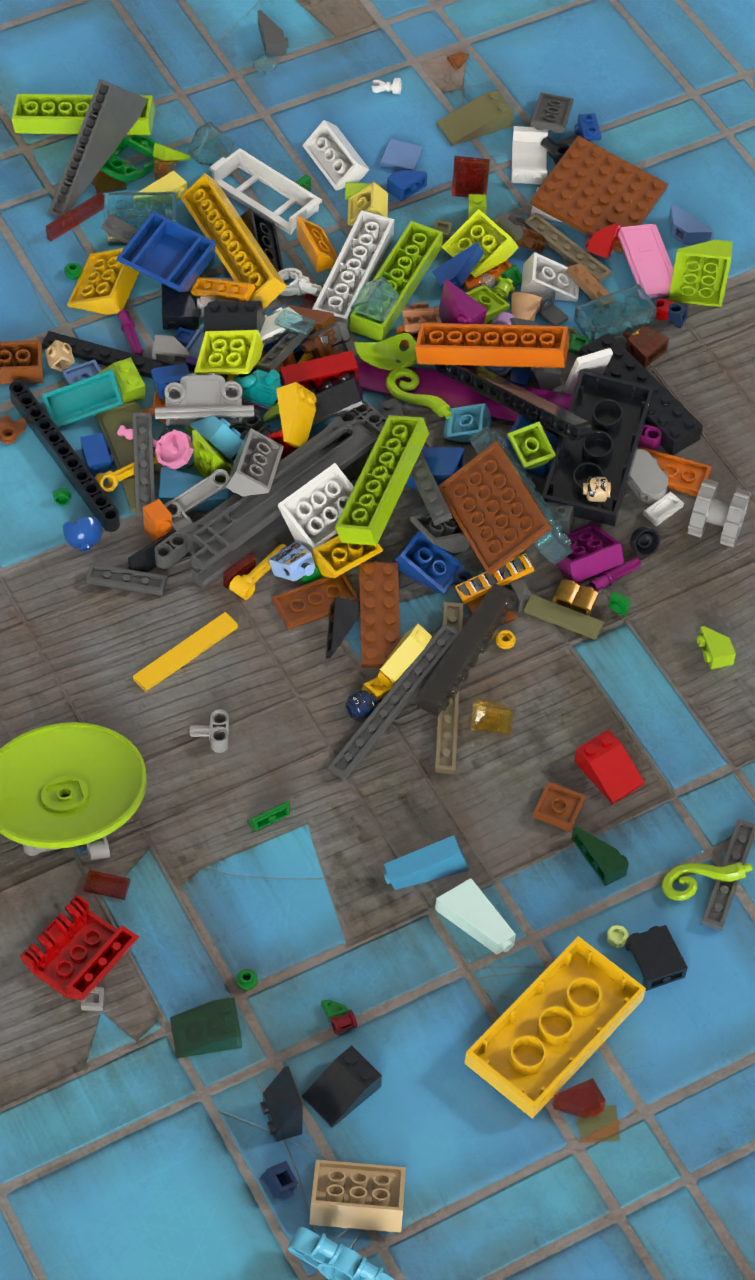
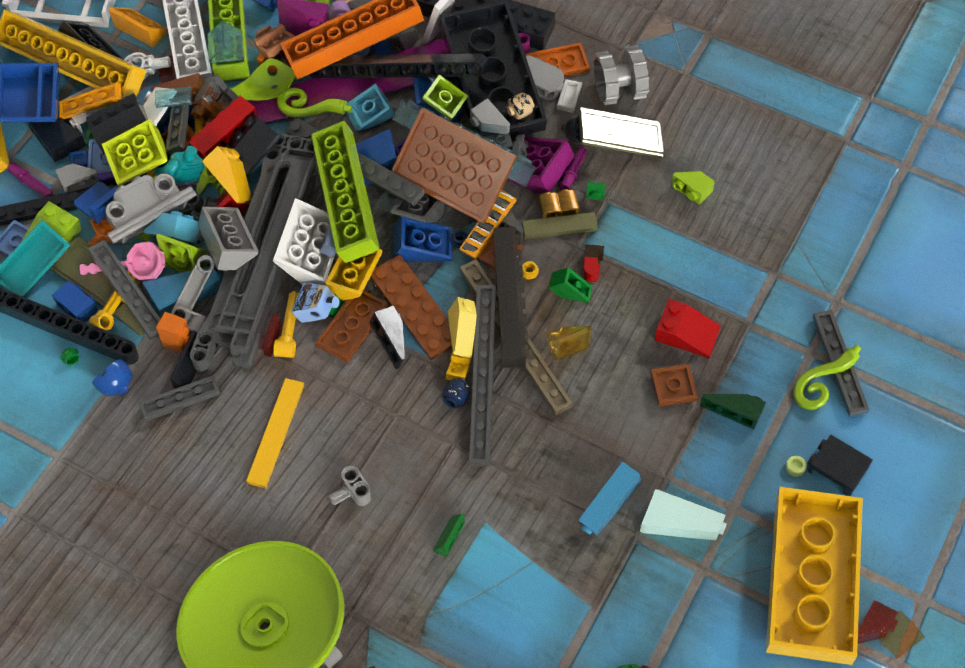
camera: 30 degrees left, 5 degrees up
(332, 520) = (328, 246): none -> sand blue slope
(531, 672) = (570, 285): none -> green slope
(558, 484) = (488, 118): none -> light grey slope
(567, 662) = (591, 269): none -> leg
(574, 528) = (520, 146): none -> dark grey plate
(681, 564) = (620, 132): none -> piece

